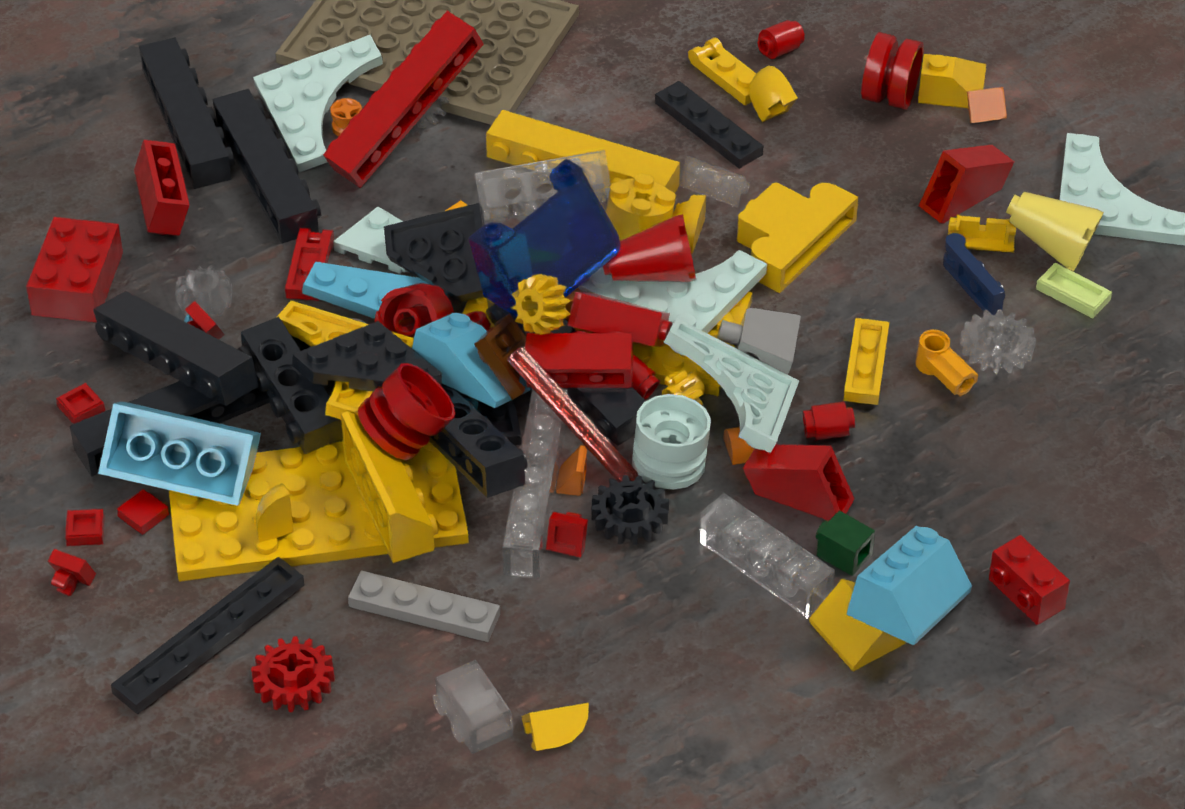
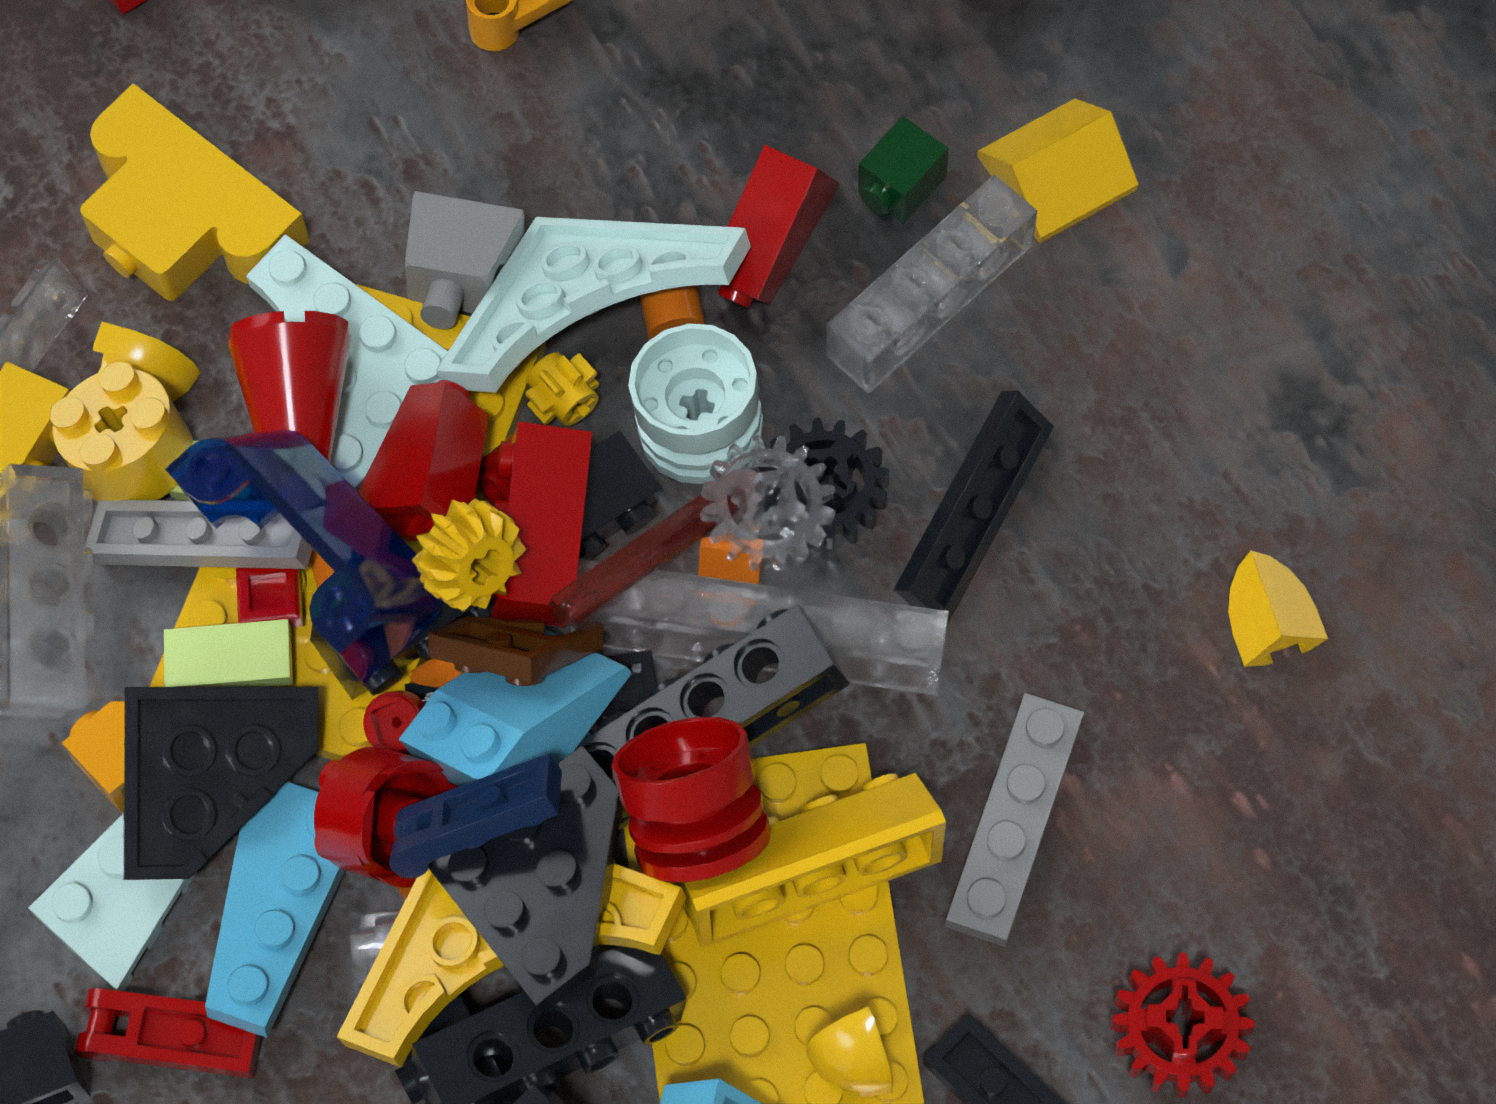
camera: 85 degrees left, 20 degrees up
(397, 325) = (475, 814): none -> dark blue plate
(473, 707) = (1246, 733): clear brick -> none
(567, 533) = (872, 575): red tile -> none
(603, 465) = (785, 518): none -> clear gear
(618, 579) = (975, 505): none -> black plate
(828, 421) = (635, 177): red brick -> none
(866, 361) = (499, 113): yellow plate -> none
(910, 586) = (1029, 78): medium azure slope -> none

